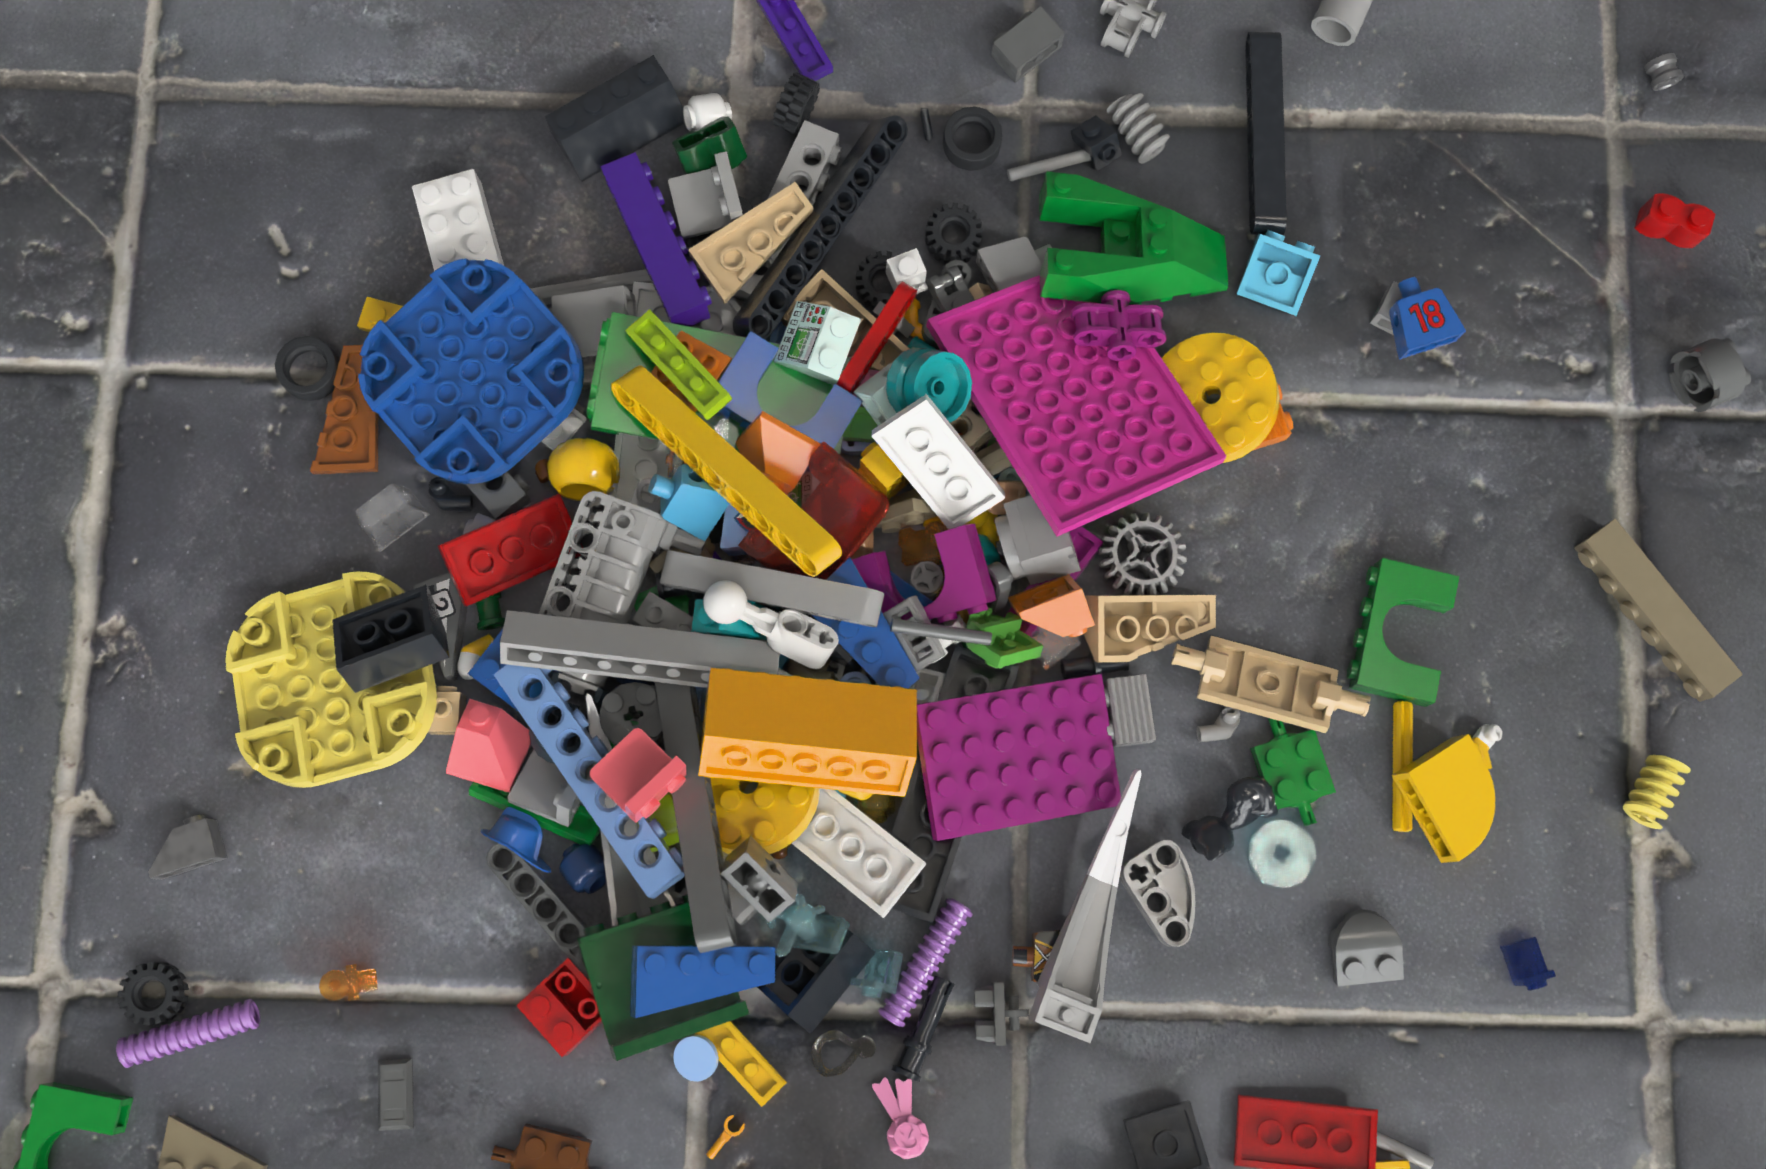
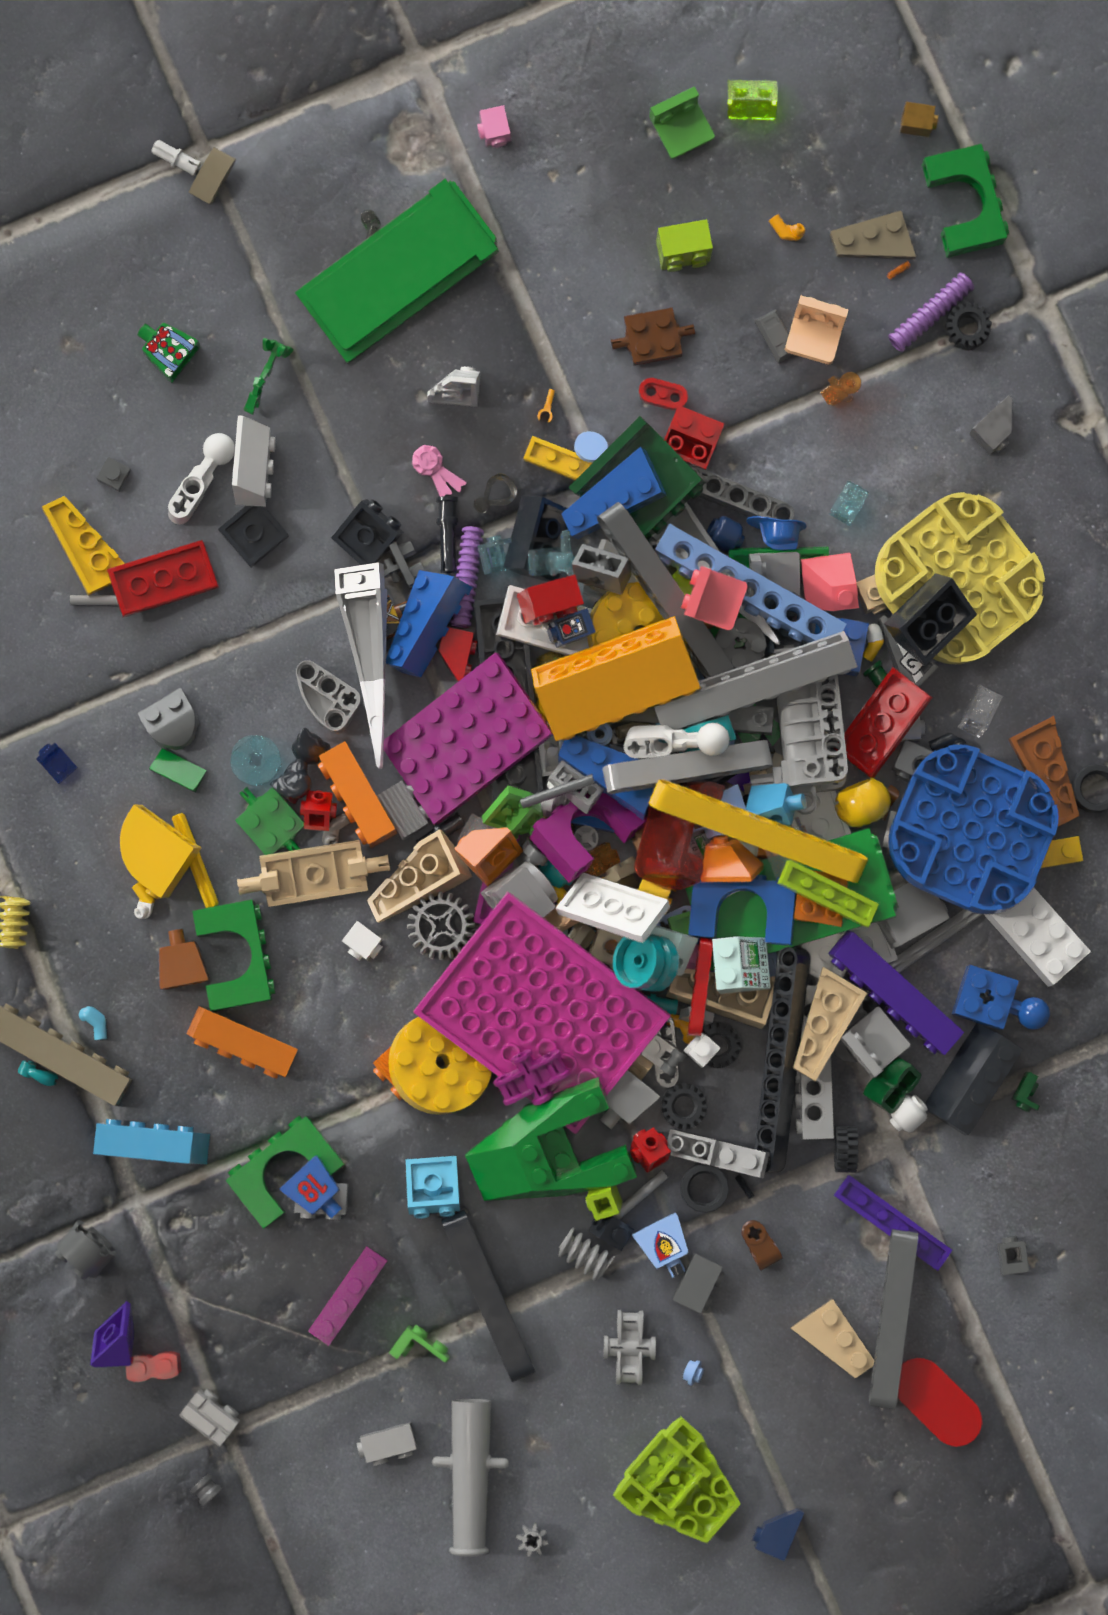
camera: 155 degrees right, 5 degrees up
(200, 1110) = (899, 268): none -> orange leg
(342, 1076) = (816, 330): none -> light nougat bracket
(416, 836) = (849, 503): none -> clear light blue bracket
(542, 185) = (1031, 1012): none -> blue brick
(567, 82) = (1026, 1088): none -> dark green bracket
(573, 1085) = (664, 391): none -> red plate
(832, 824) = (571, 628): none -> slope
(841, 869) = (549, 599): none -> red brick
(938, 53) = (761, 1248): none -> reddish brown piece
(940, 166) = (717, 1153): none -> light grey slope
(981, 874) = (456, 651): none -> red slope
(1004, 926) = (424, 621): none -> blue wedge
(1006, 194) = (649, 1149): none -> red brick
(1024, 1075) = (367, 532): none -> black plate
(1046, 101) = (664, 1244): none -> light blue torso
(1094, 163) = (604, 1202): none -> lime brick
(1179, 750) = (357, 794): none -> orange brick
(1232, 755) = (318, 810): none -> red brick
(1242, 578) = (362, 942): none -> white brick
(1365, 117) = (405, 1343): none -> bright green bracket
(1381, 884) = (178, 770): none -> slope
(1406, 389) = (249, 1180): none -> green arch
(1421, 203) = (347, 1296): none -> magenta plate
(1436, 526) = (242, 1042): none -> orange wedge
(1442, 31) = (387, 1443): none -> light grey brick
(1468, 650) = (181, 963): none -> dark orange torso
(1584, 458) = (151, 1143): none -> dark azure wedge
(1593, 631) = (96, 1019): none -> medium azure arm
(1629, 142) = (210, 1417): none -> light grey brick
(1698, 607) = (29, 1070): none -> teal arm
(1712, 261) = (114, 1340): none -> dark purple slope

